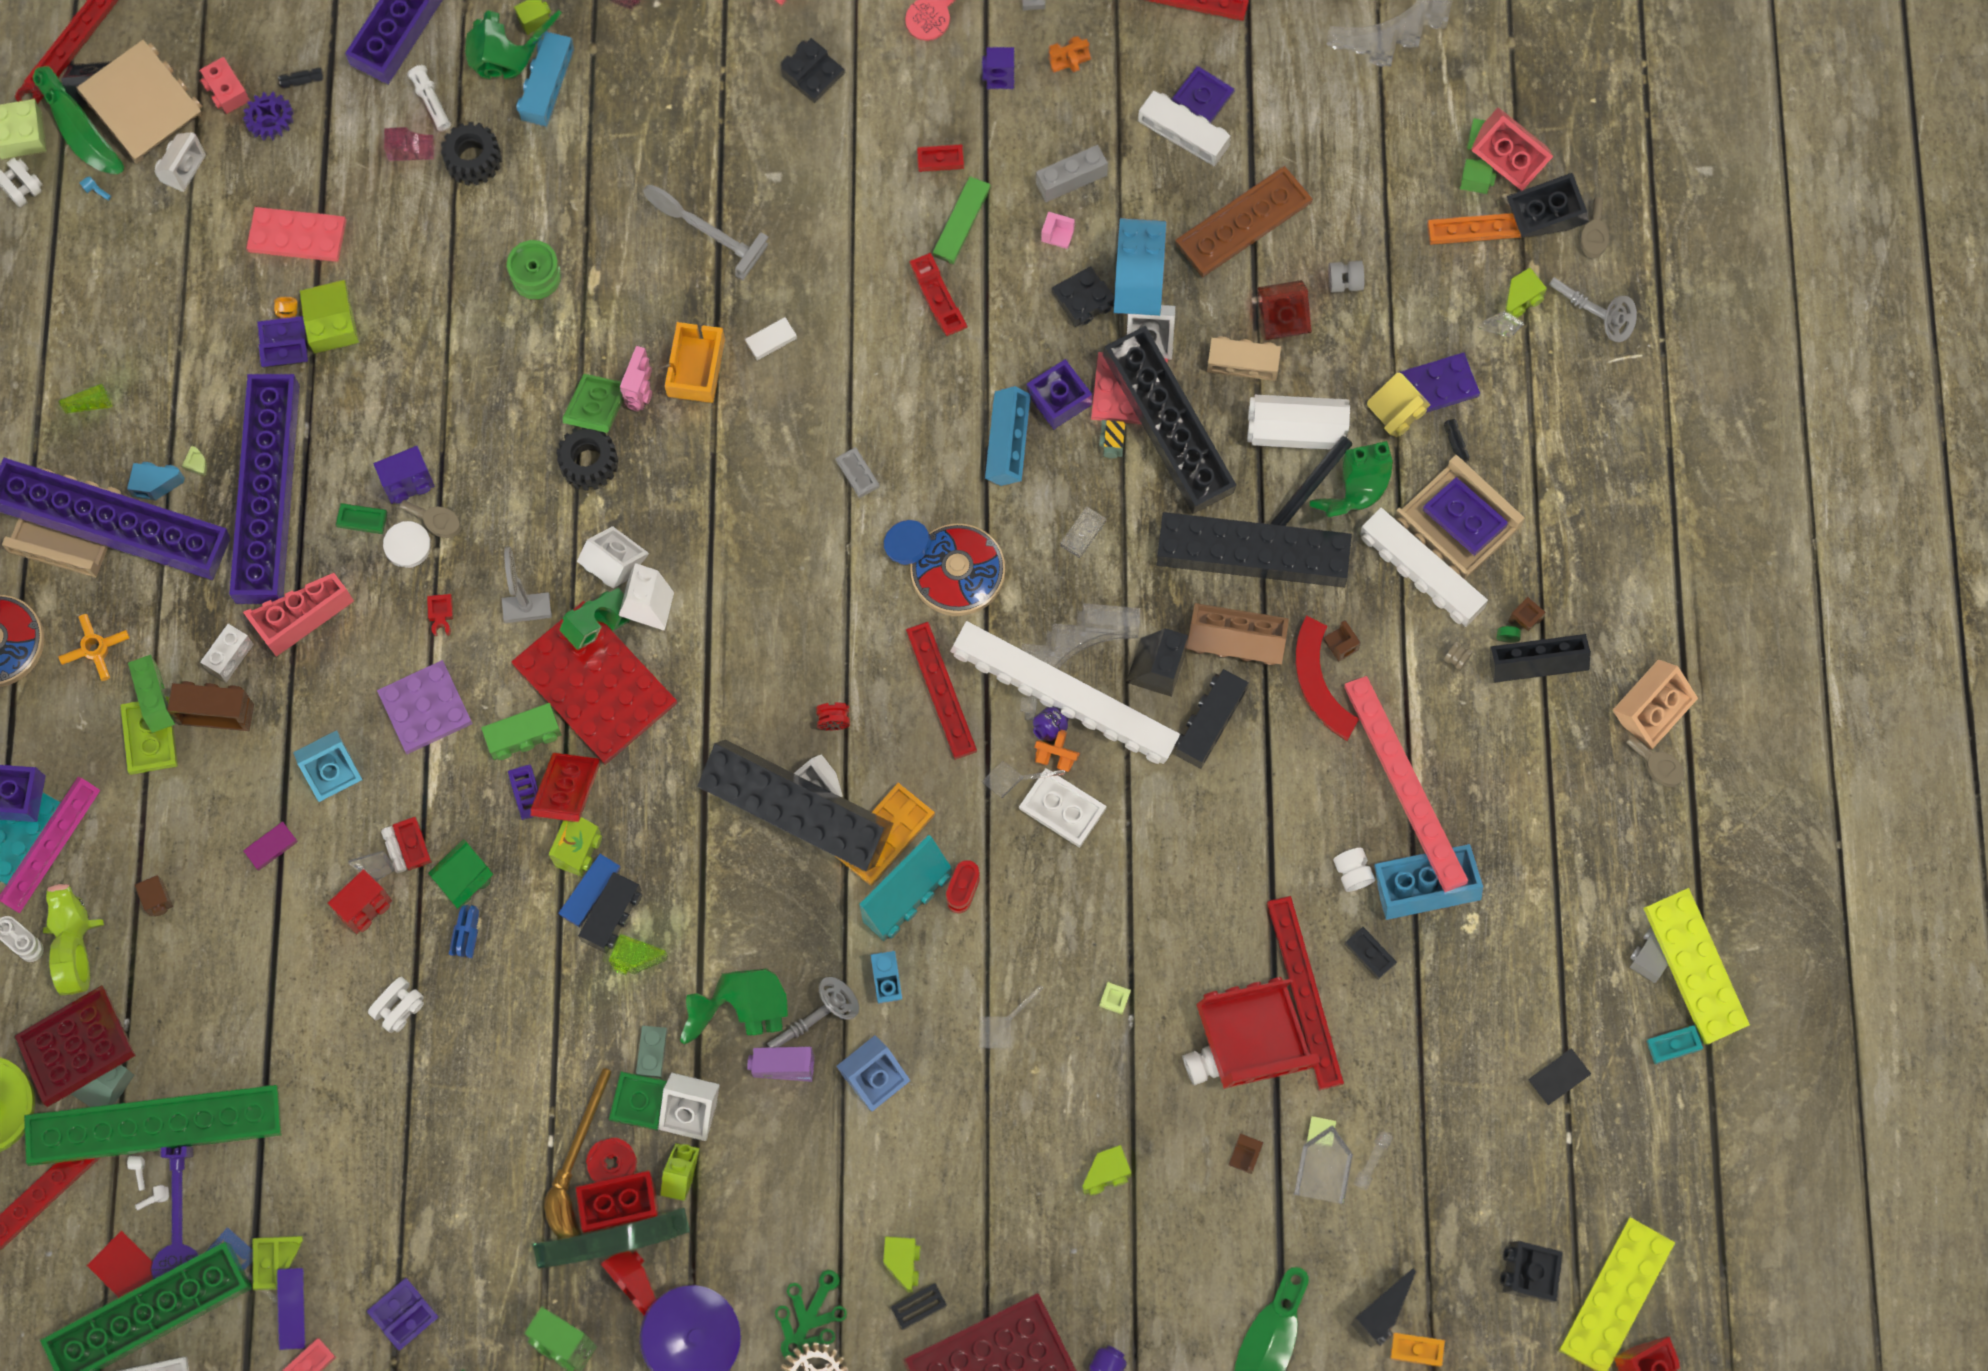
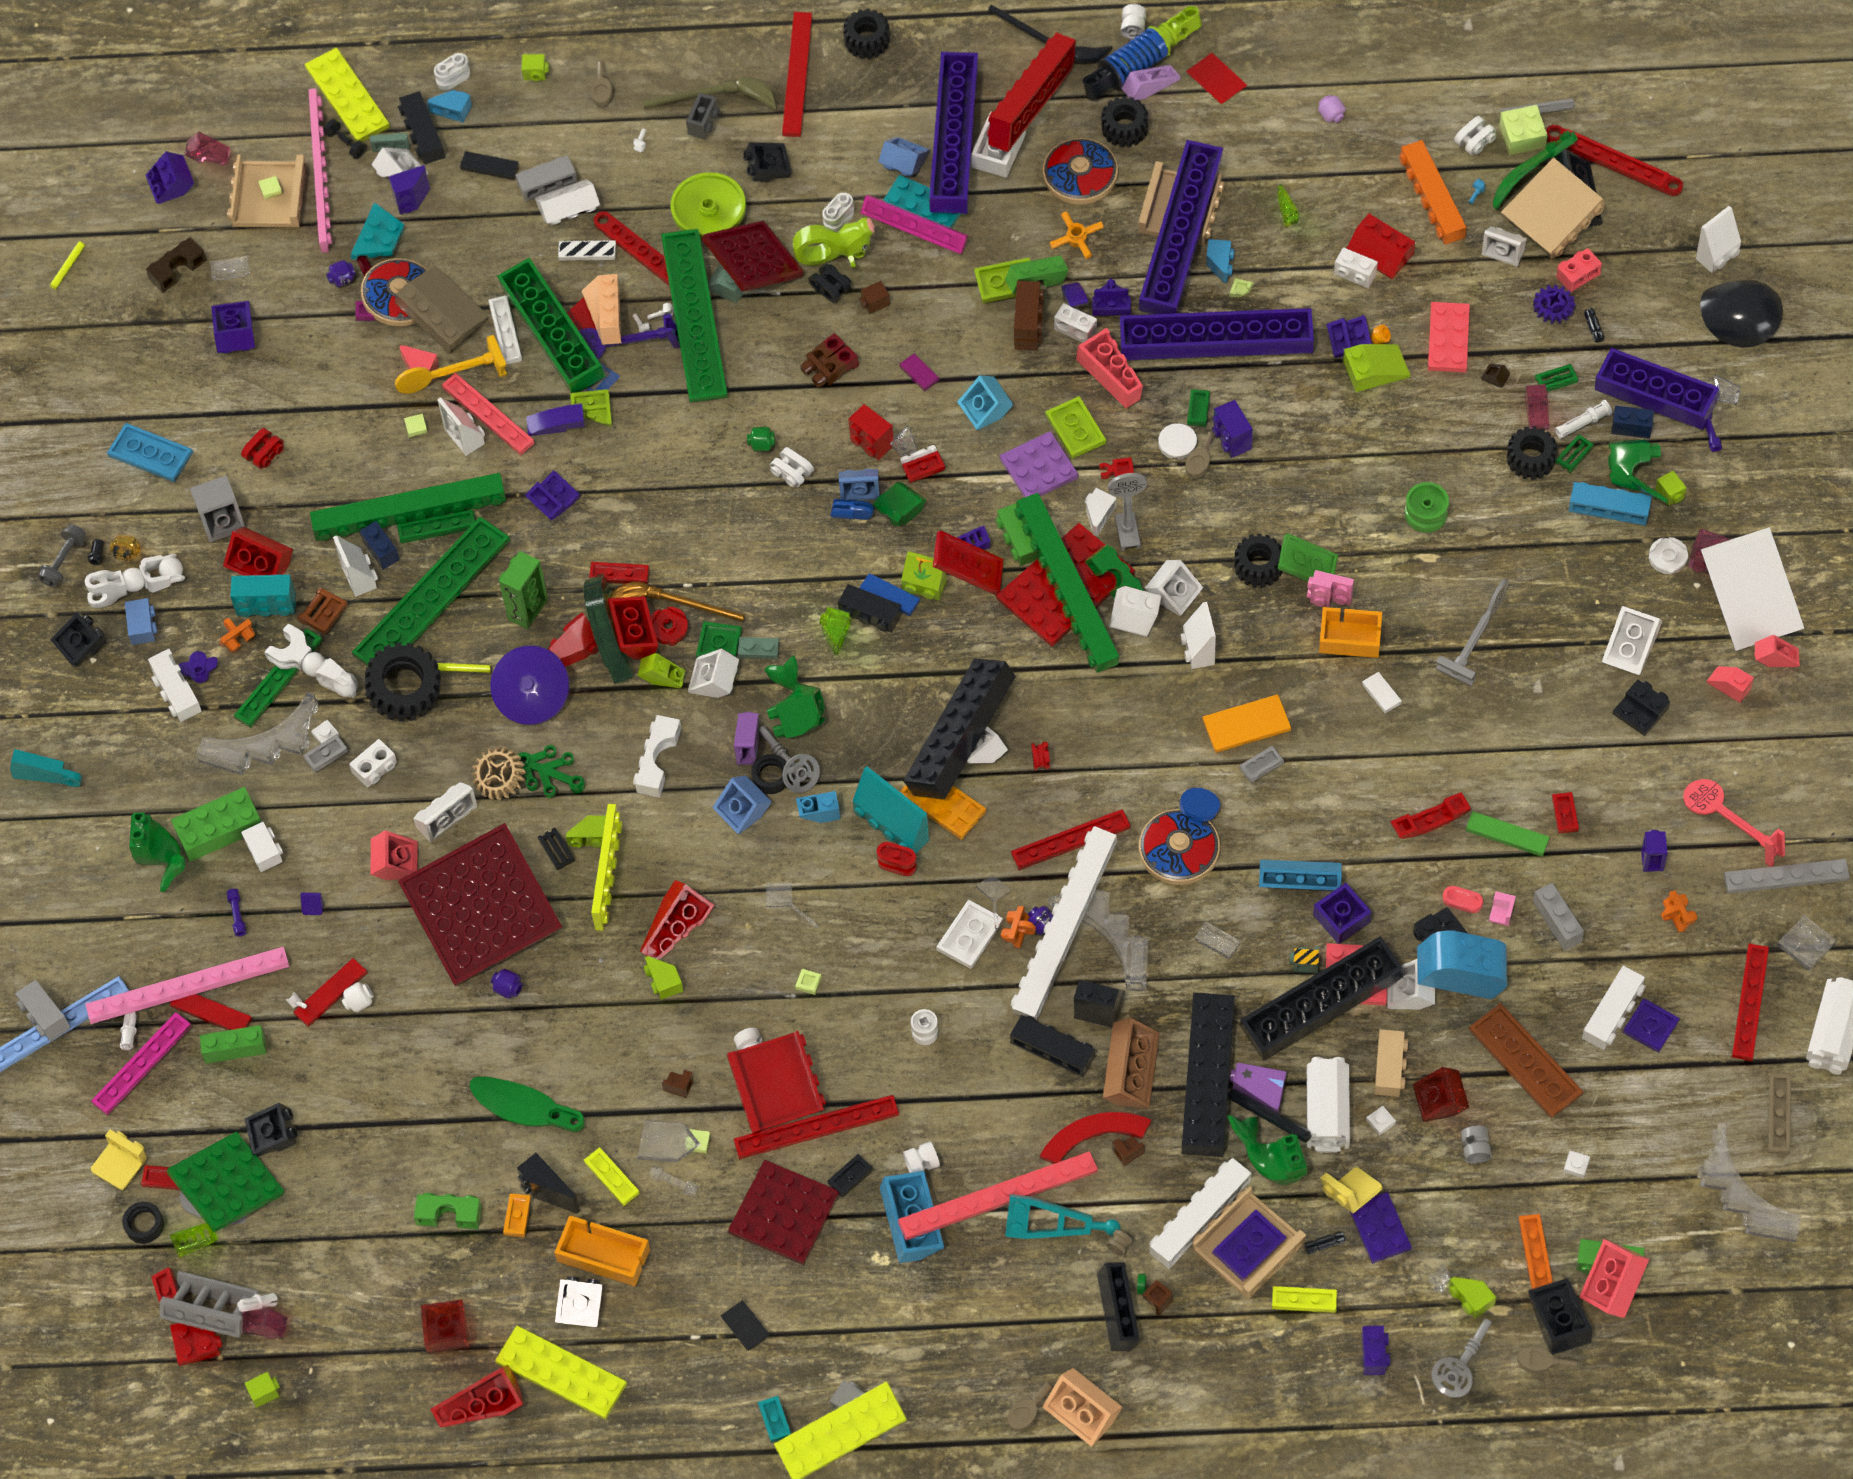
camera: 90 degrees right, 10 degrees down
(26, 1270) = (586, 250): none -> white tile
(91, 235) = (1433, 192): none -> orange brick
(111, 952) = (830, 282): none -> black brick
(122, 1242) = (603, 302): none -> light nougat wedge
(161, 297) = (1382, 244): none -> red slope
(183, 652) = (1074, 294): none -> dark purple slope
(188, 326) = (1355, 267): none -> white brick
(194, 611) = (1111, 300): none -> dark purple slope
(249, 961) = (829, 361): none -> reddish brown hips
(351, 1041) = (761, 439): none -> green head
(354, 188) = (1496, 375): none -> dark brown slope
(373, 139) = (1557, 381): none -> green tile
(375, 660) = (1075, 427): none -> lime plate
(431, 920) = (859, 484): none -> medium blue slope
(440, 46) = (1632, 422): none -> dark blue brick
(457, 101) = (1566, 464): none -> green tile
(497, 637) = (1099, 509): none -> white slope
(526, 1226) = (620, 572): none -> red tile
(602, 673) = (1067, 583): none -> green brick
(617, 27) = (1668, 555): none -> white tile
(692, 524) = (1199, 638): none -> white slope
(726, 71) = (1632, 640): none -> white slope
(800, 487) = (1246, 723): none -> light orange tile
(829, 1186) = (664, 734): none -> white arch
(838, 1056) = (764, 761): none -> black tyre
(967, 1239) = (606, 864): none -> neon yellow plate
(1019, 1152) = (677, 915): none -> red wedge
(1041, 272) = (1462, 899): none -> coral tile
(1185, 860) = (924, 1027): none -> white wheel
(1270, 493) = (1260, 1084): none -> medium lavender slope
(1310, 374) = (1381, 1120): none -> white plate
(1366, 182) = (1576, 1164): none -> white plate
(1368, 1234) = (611, 1176): none -> neon yellow plate
(1414, 1032) = (783, 1212): none -> dark red plate
(1420, 757) = (1019, 1214): none -> teal plate
(1470, 1243) = (602, 1252): none -> light orange piece
(1525, 465) = (1304, 1299): none -> neon yellow plate
(1587, 396) = (1373, 1350): none -> dark purple brick

